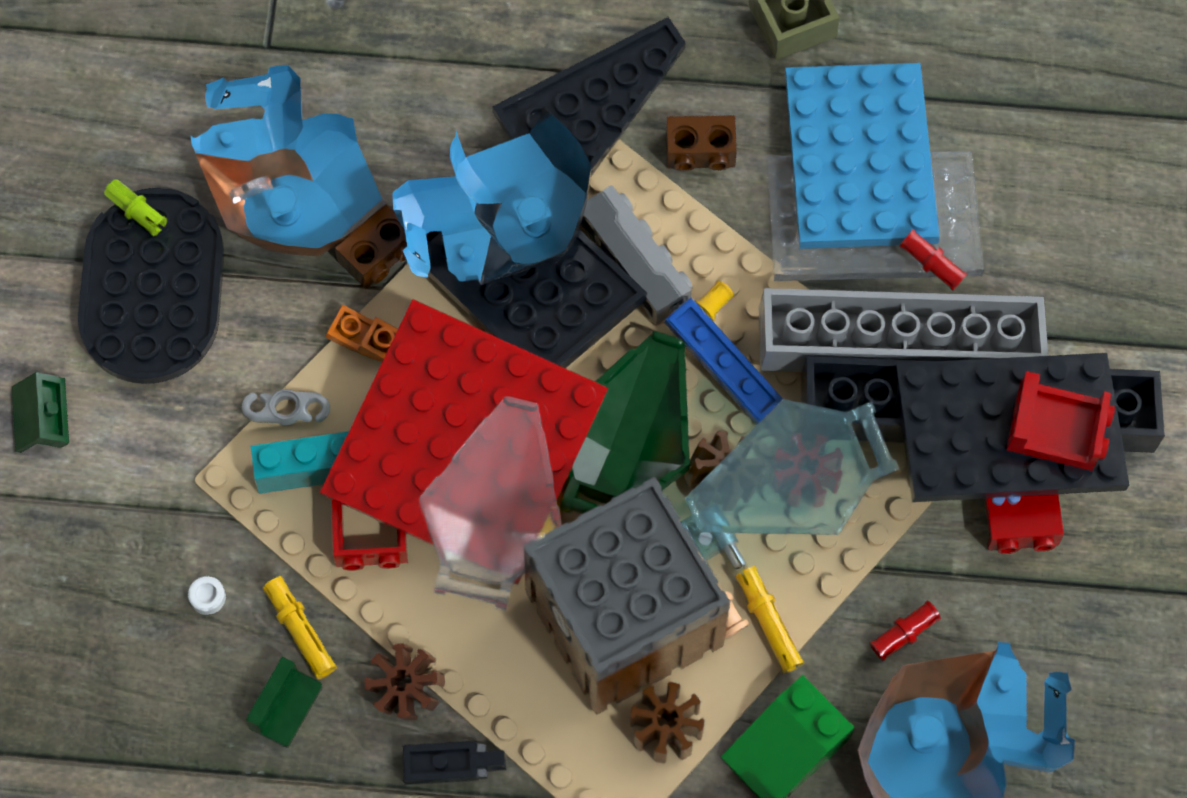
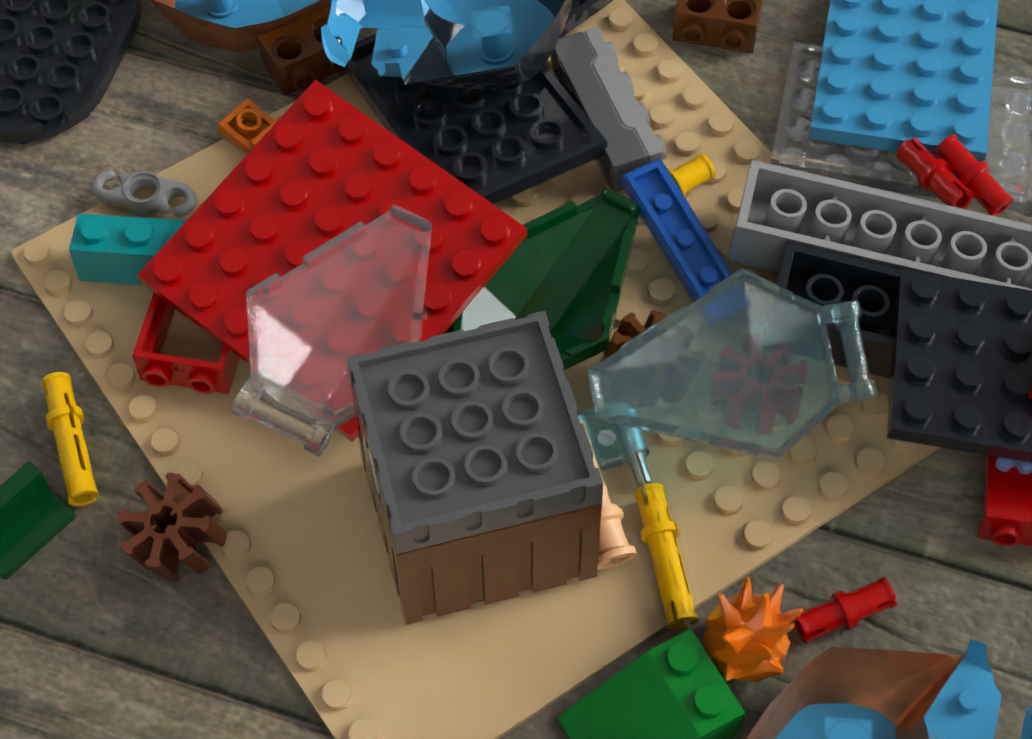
camera: 15 degrees right, 10 degrees down
(449, 762) = (199, 641): black hinge -> none
(652, 718) = (470, 654): reddish brown gear -> none
(843, 668) = (749, 634): none -> orange hair
(903, 265) = (934, 174): none -> red pin

